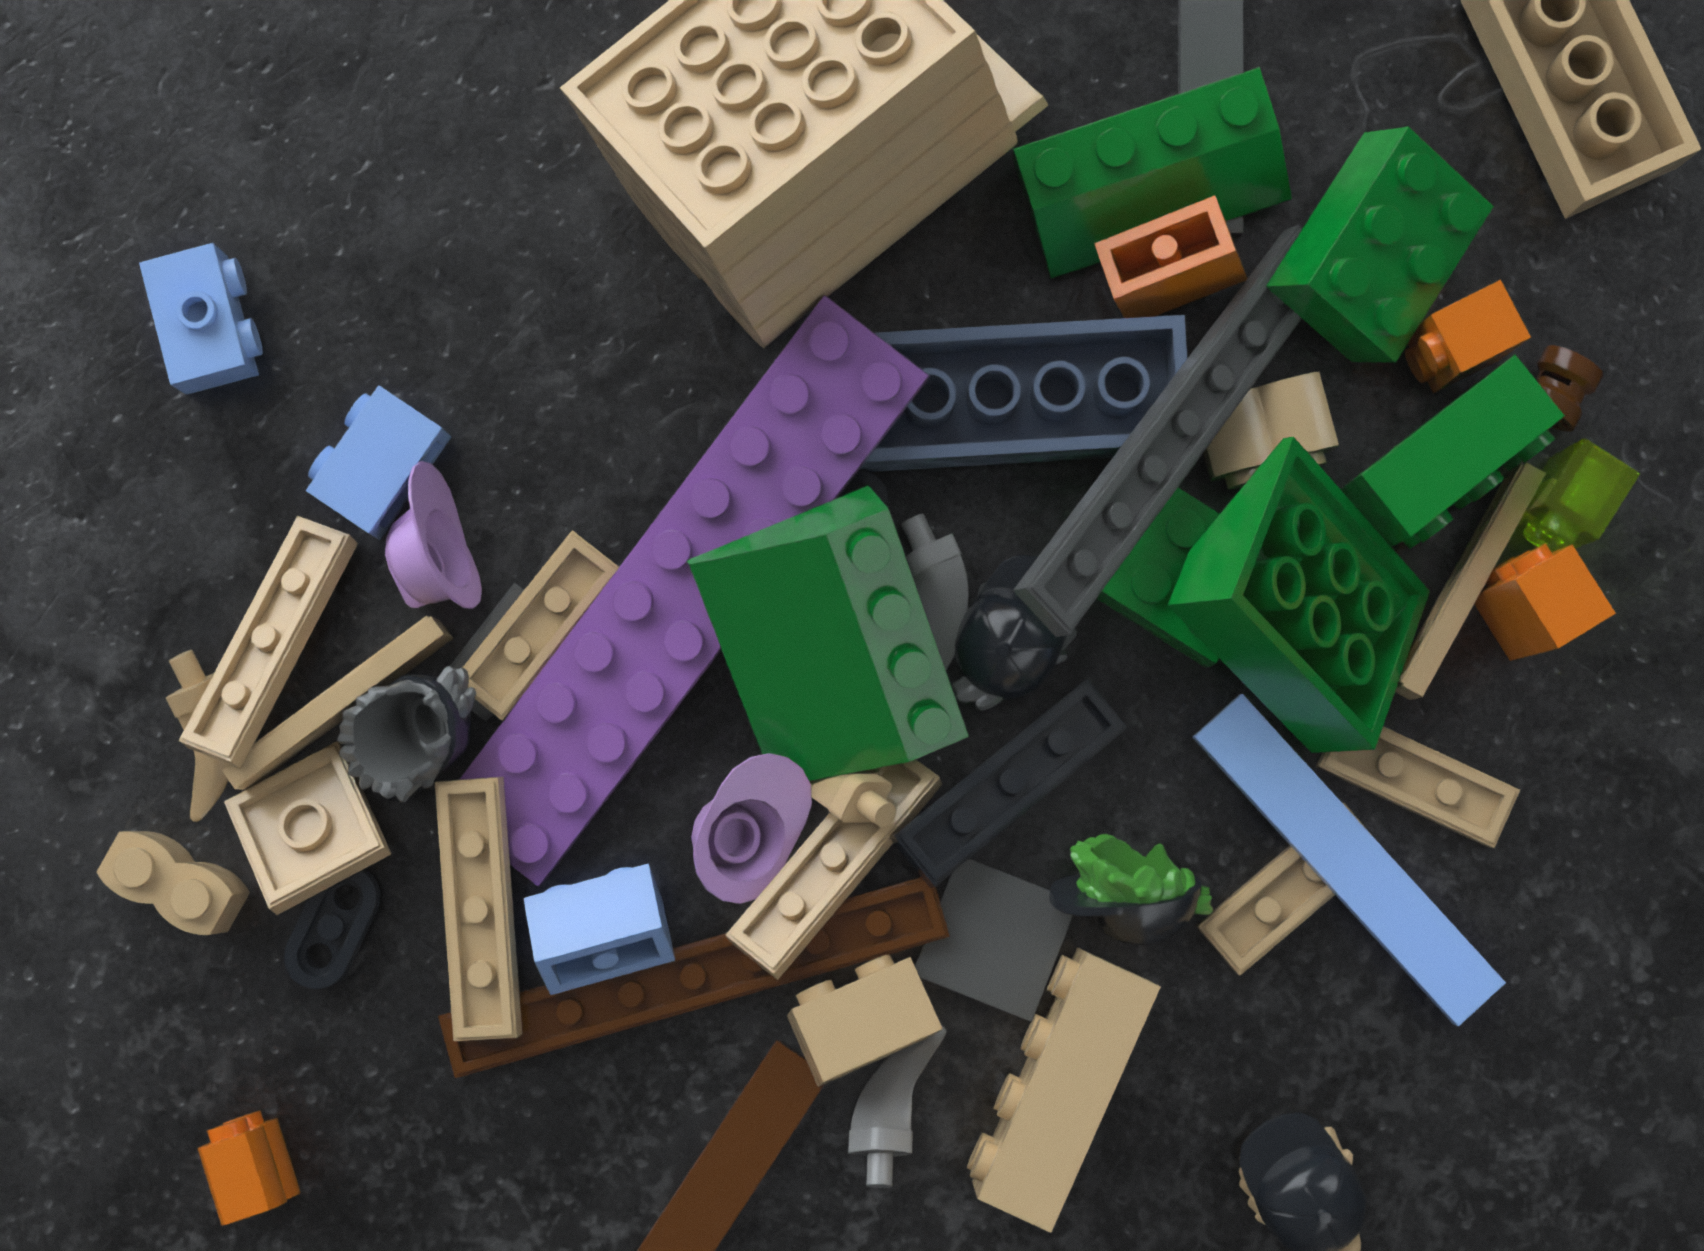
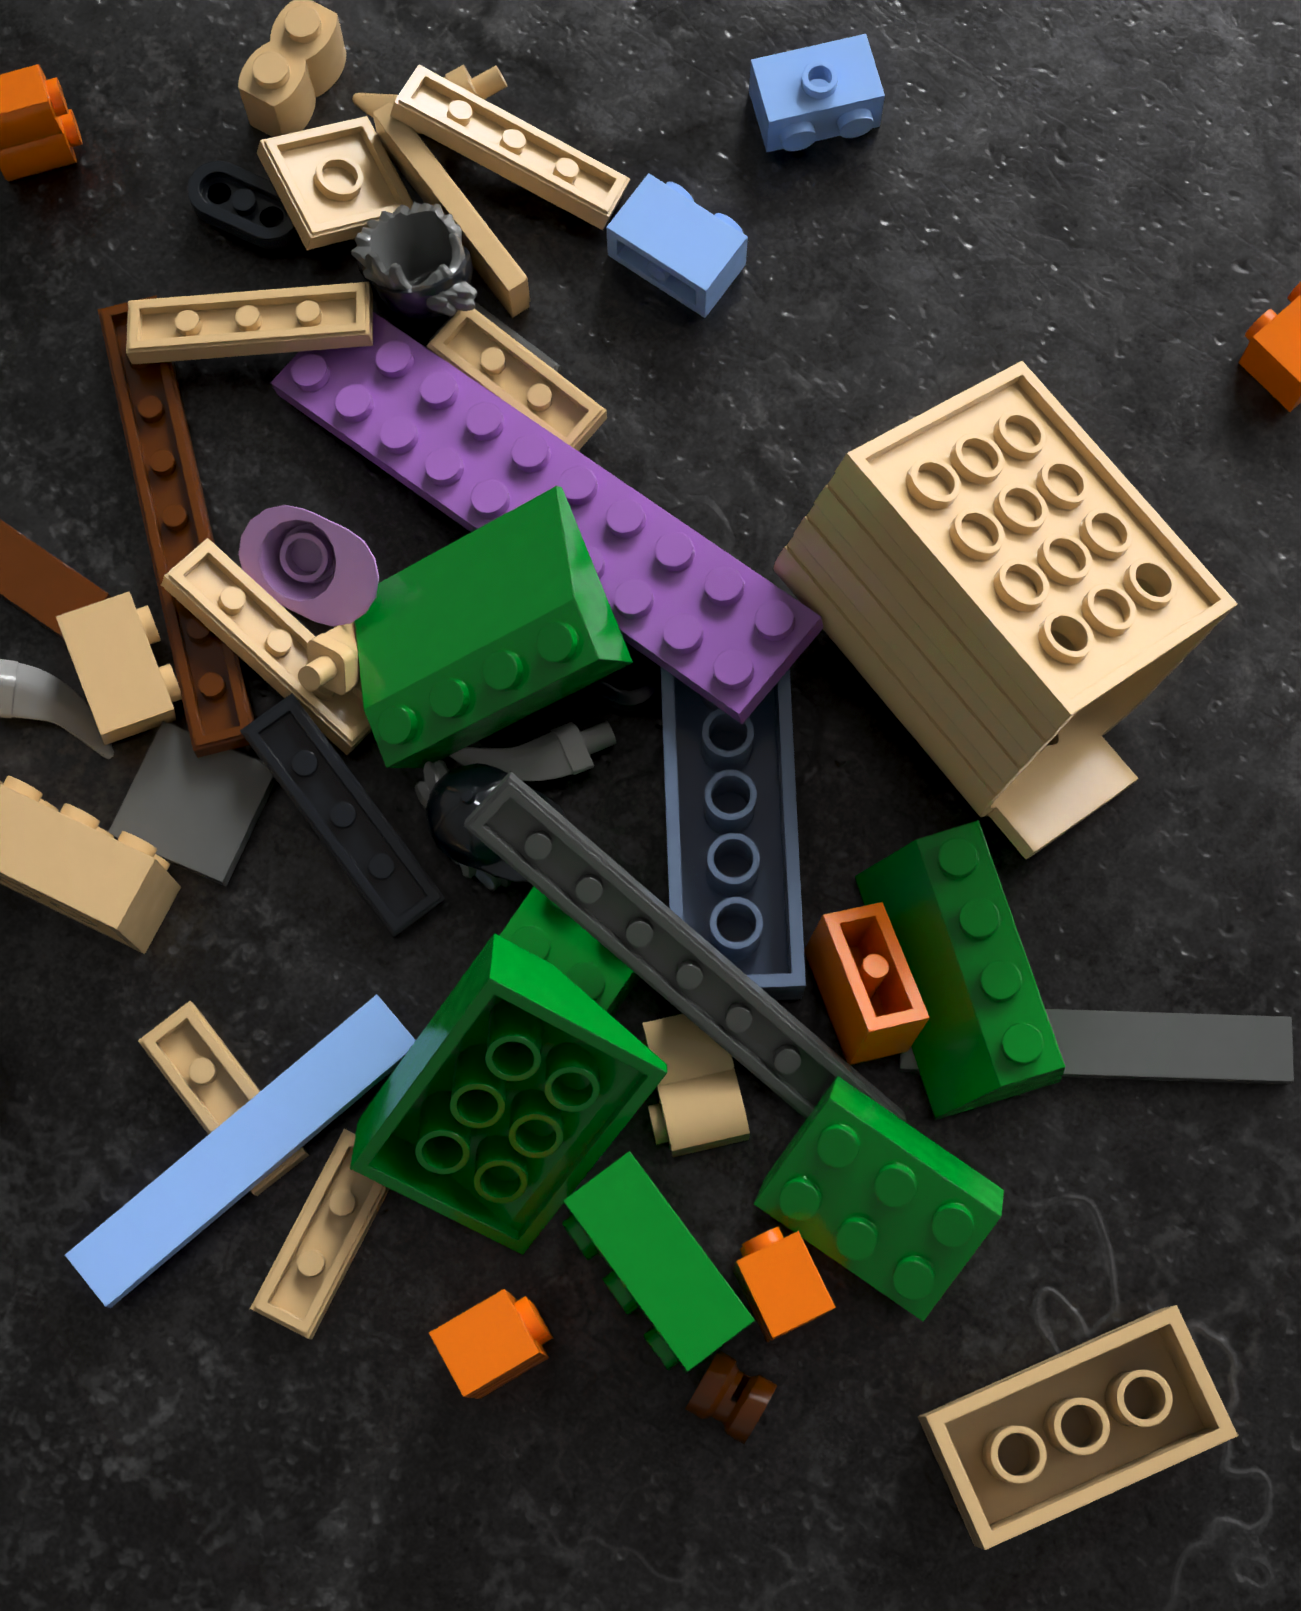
camera: 90 degrees right, 10 degrees down
(429, 548) = (598, 289): lavender piece -> none
(598, 929) = (224, 429): light blue brick -> none
(1128, 893) = (227, 926): hair -> none
(1468, 579) = (525, 1283): tan tile -> none
(1577, 496) = (605, 1395): clear neon green brick -> none

